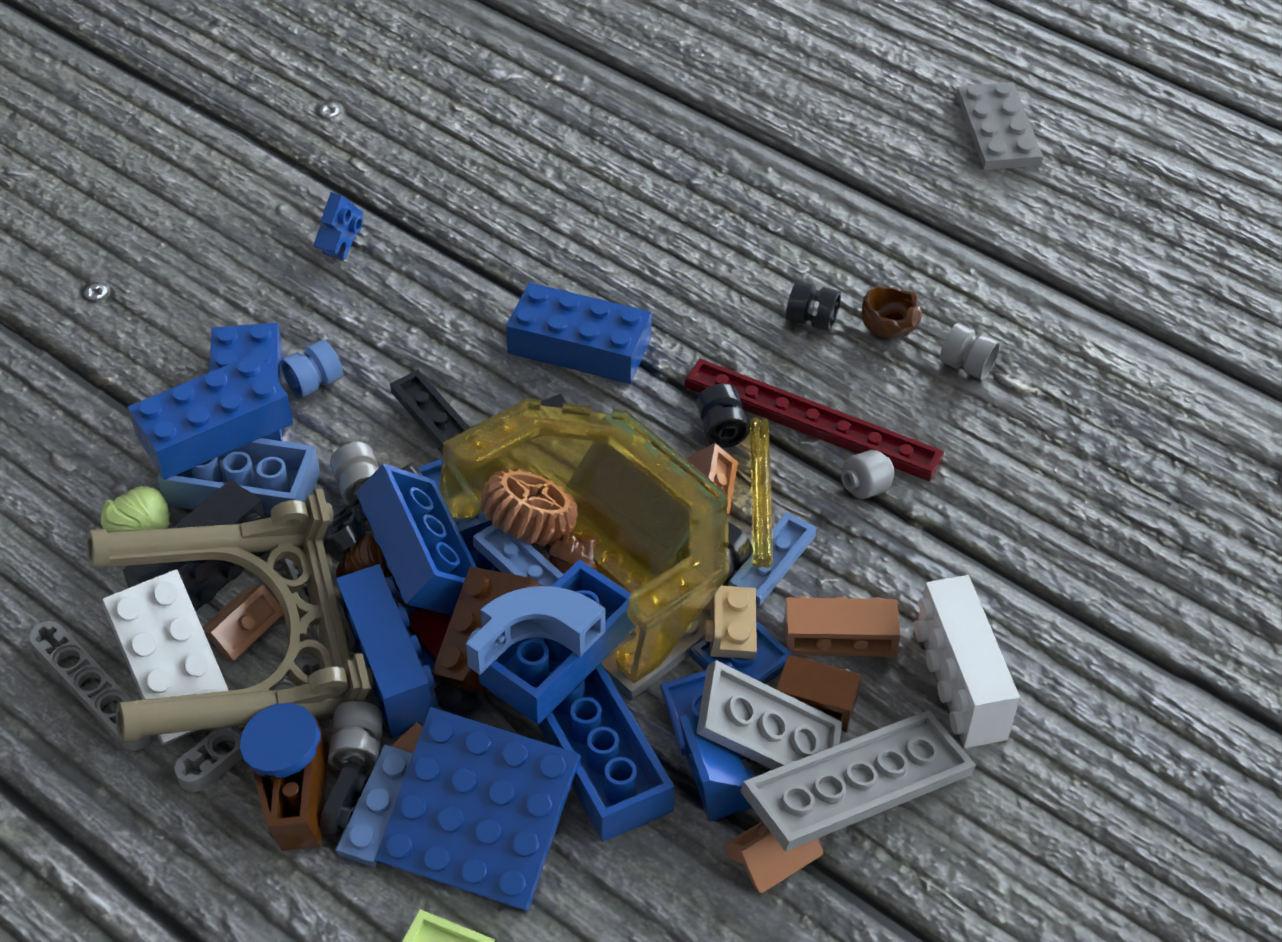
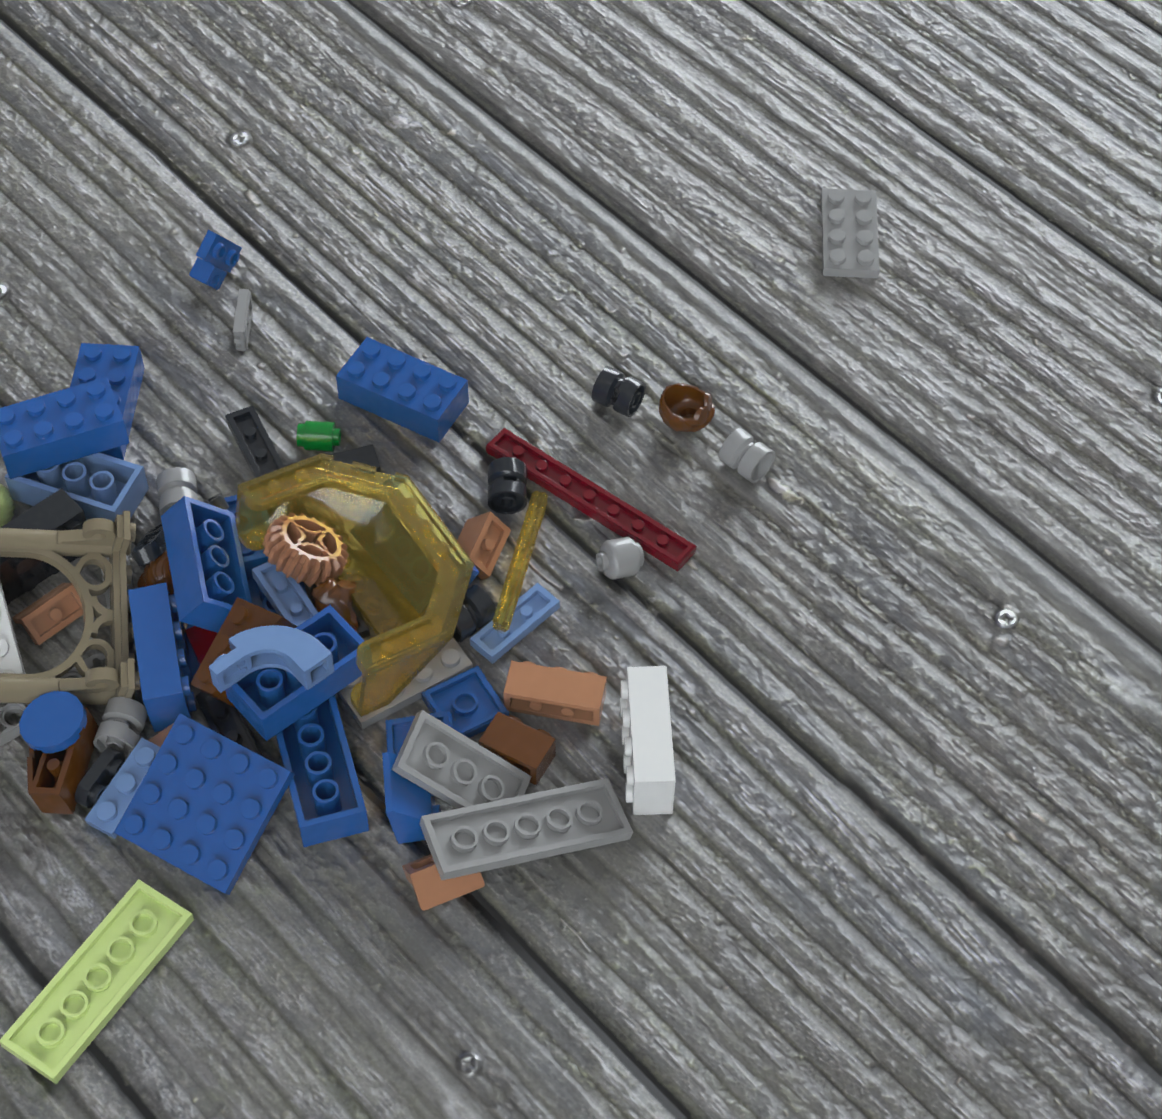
camera: 10 degrees right, 5 degrees up
(313, 368) = (161, 392): medium blue wheel -> none
(383, 285) = (243, 320): none -> light grey tile
(499, 392) = (318, 436): none -> green brick
(732, 623) = (459, 674): tan bracket -> none

